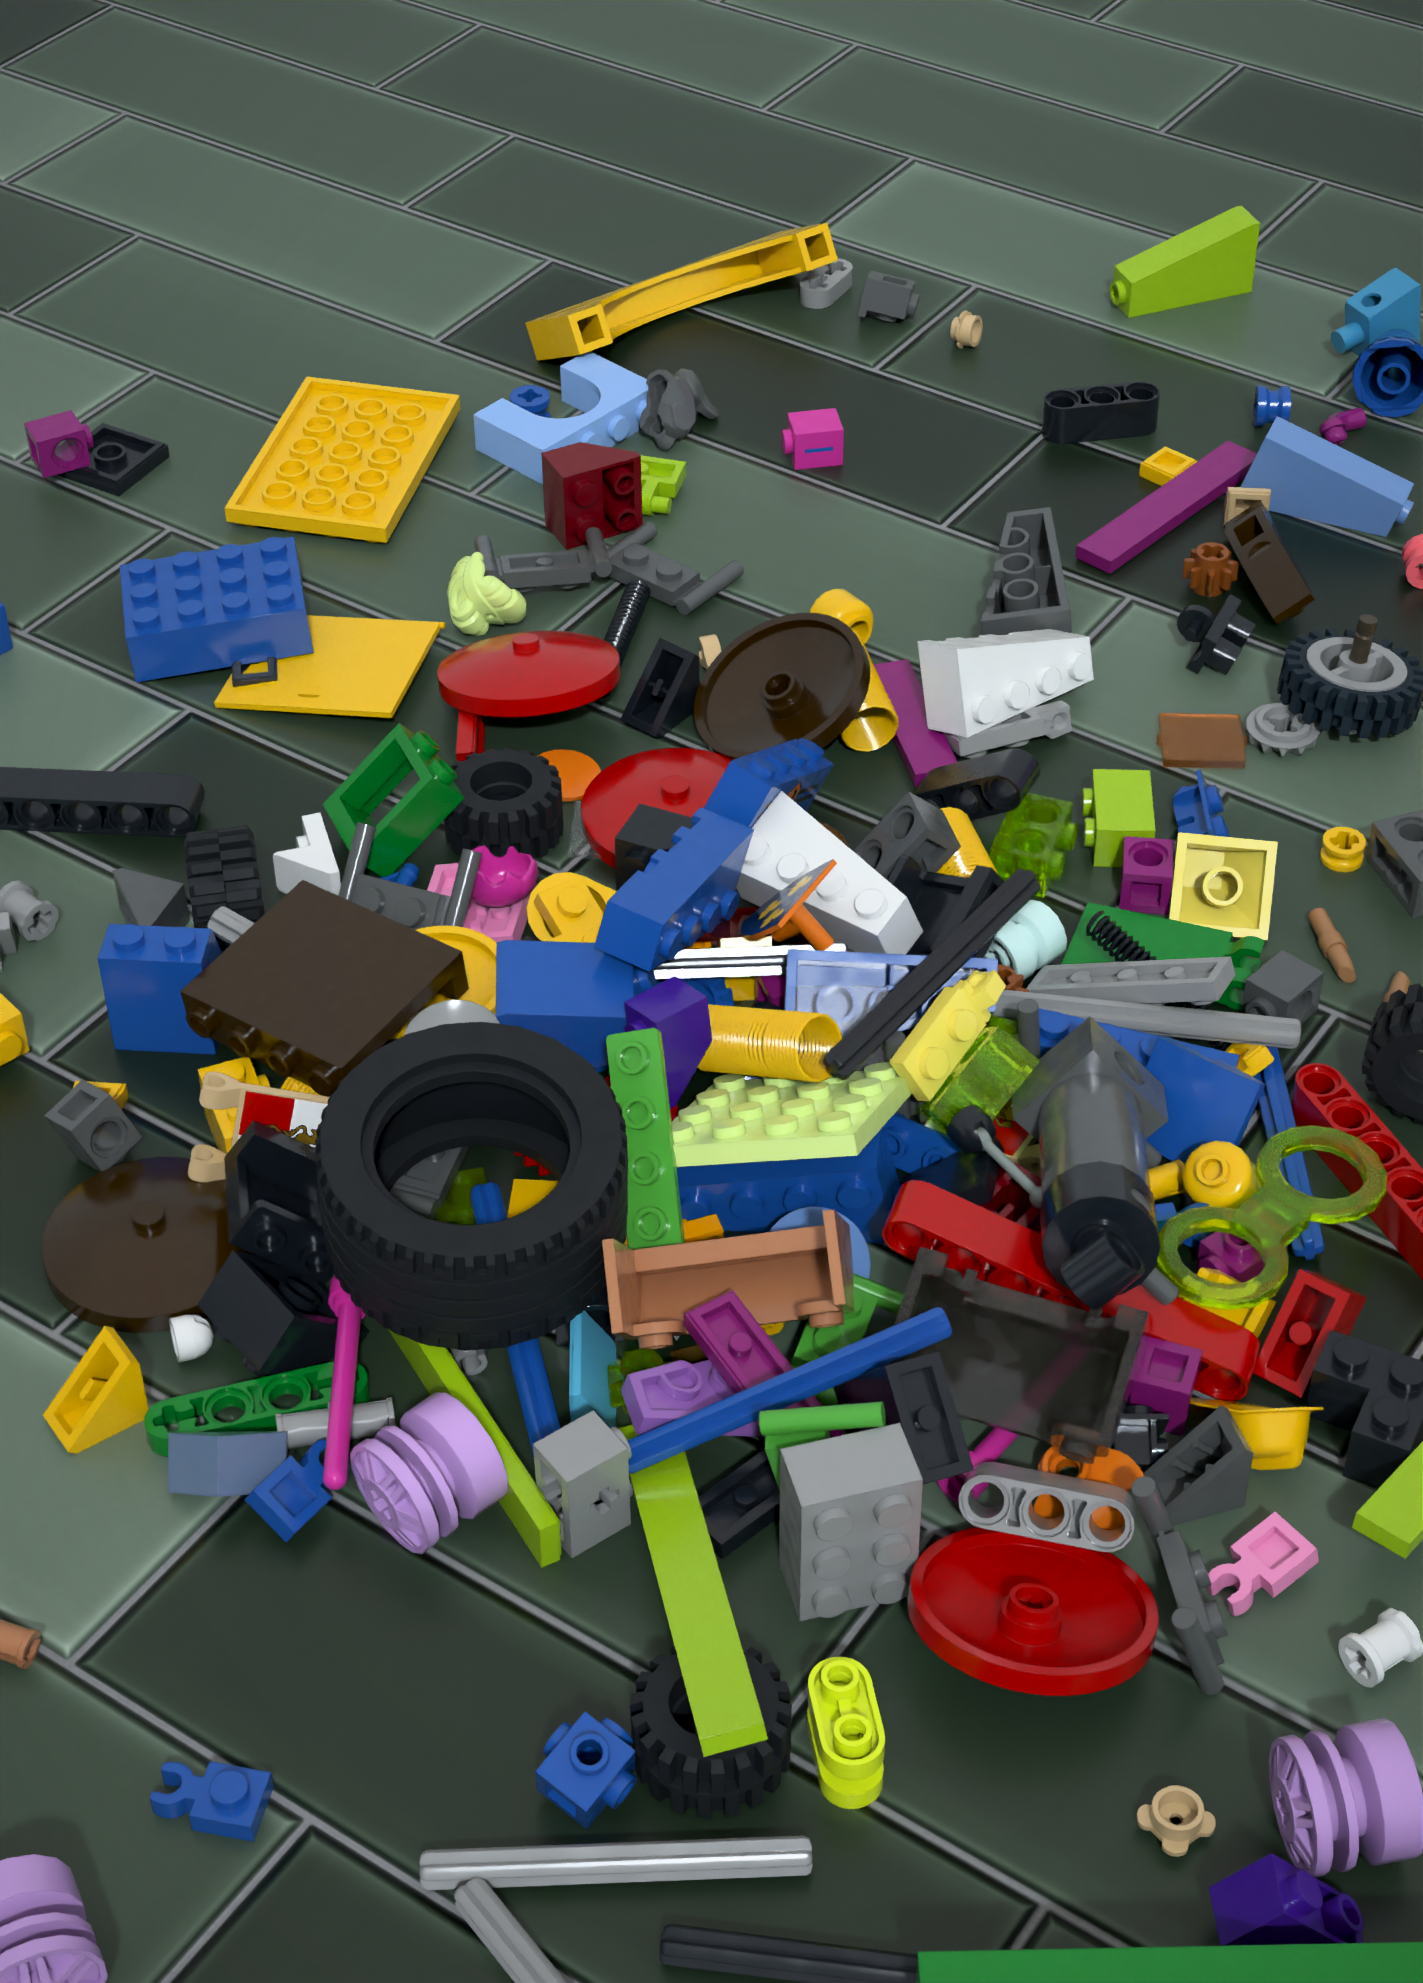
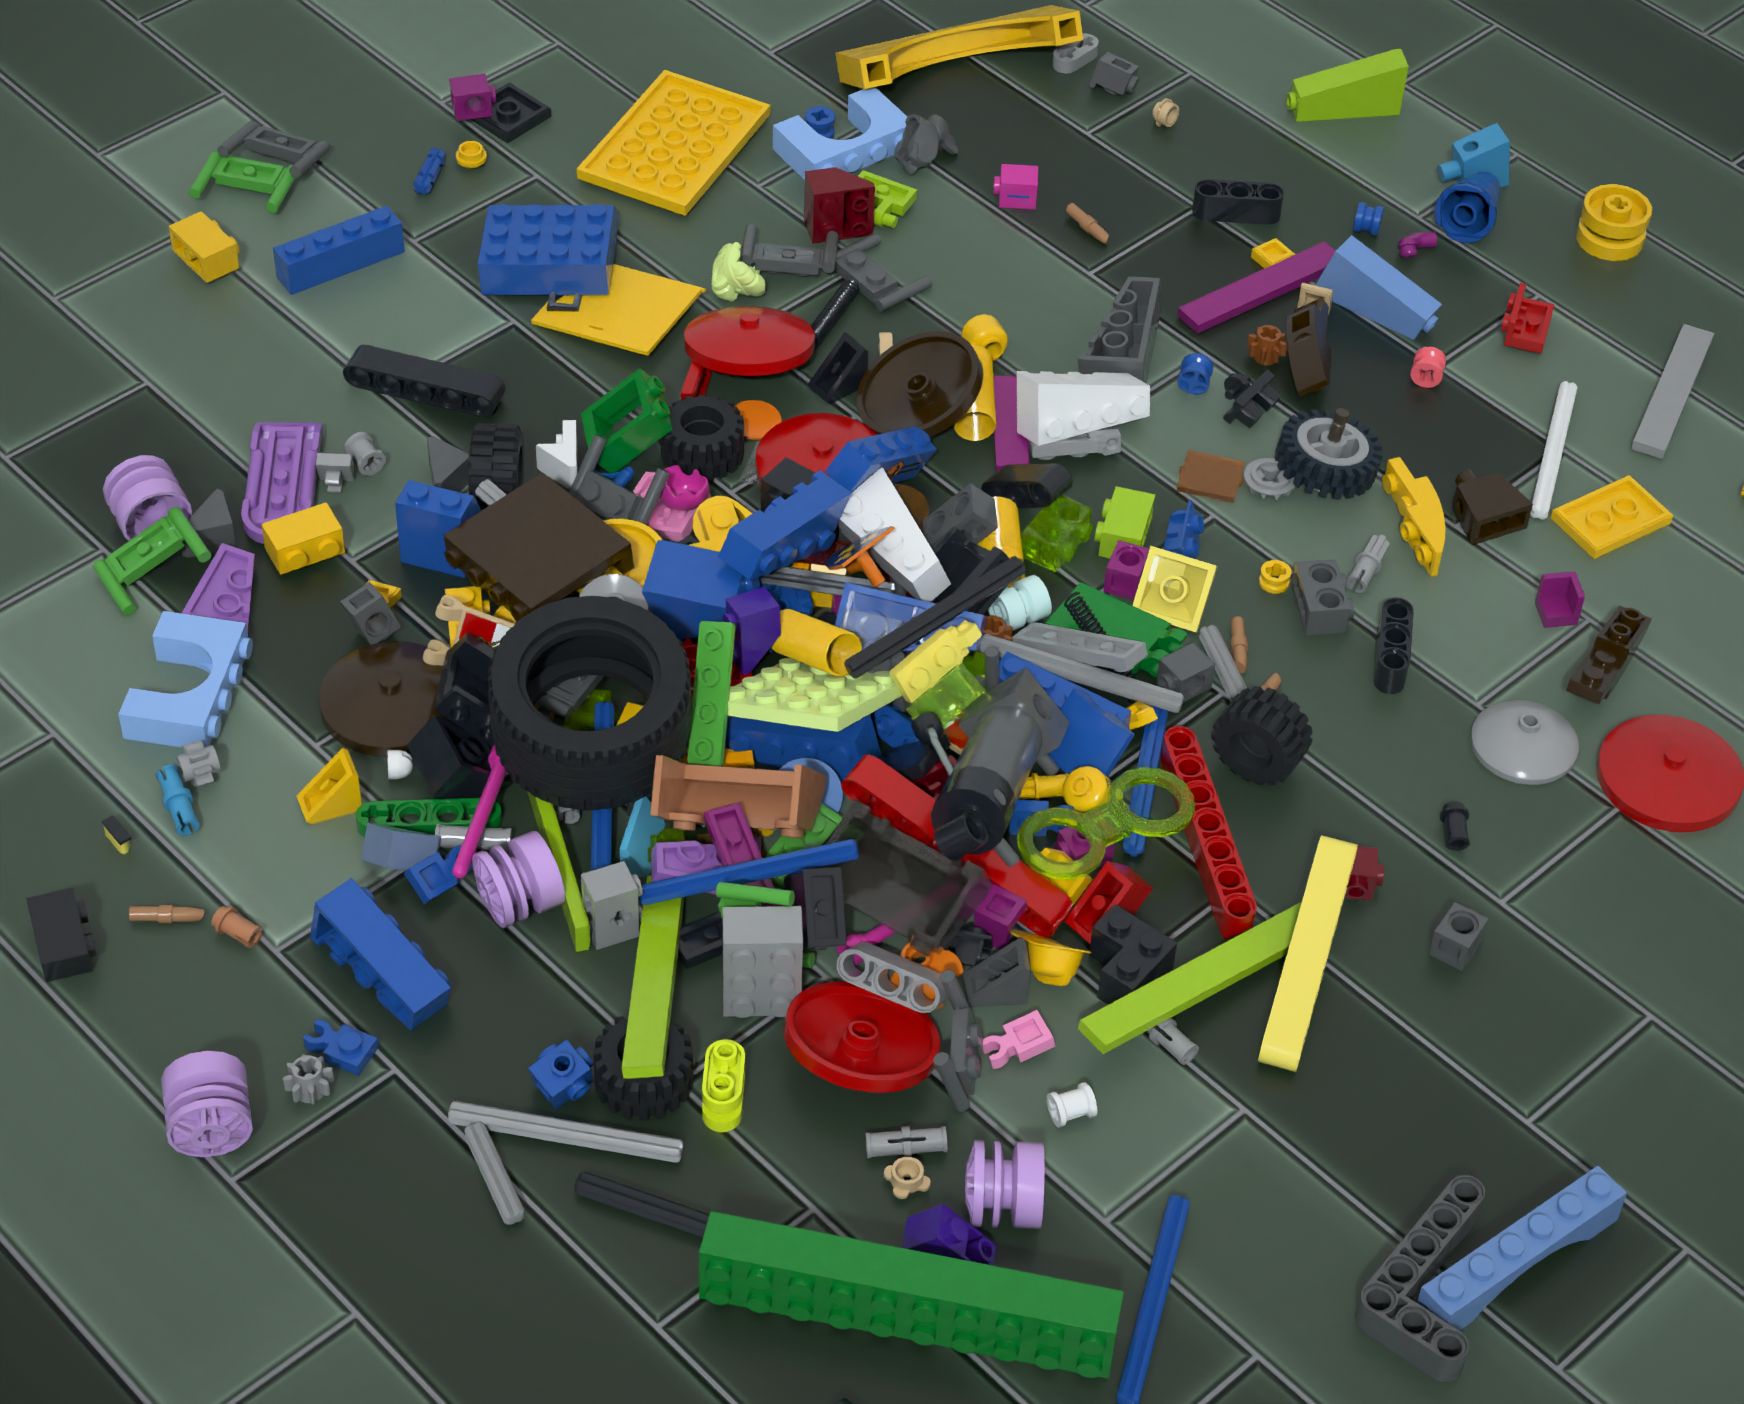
camera: 10 degrees right, 5 degrees up
(22, 543) = (429, 171): none -> blue axle
(74, 515) = (471, 154): none -> yellow plate
(176, 1866) = (308, 1079): none -> light grey gear
(241, 1635) = (379, 953): none -> blue wedge
(918, 468) = (1087, 223): none -> medium nougat piece
(1114, 1773) = (906, 1142): none -> light grey pin
(1141, 626) = (1195, 373): none -> blue wheel
(1336, 983) = (1224, 663): none -> light grey axle

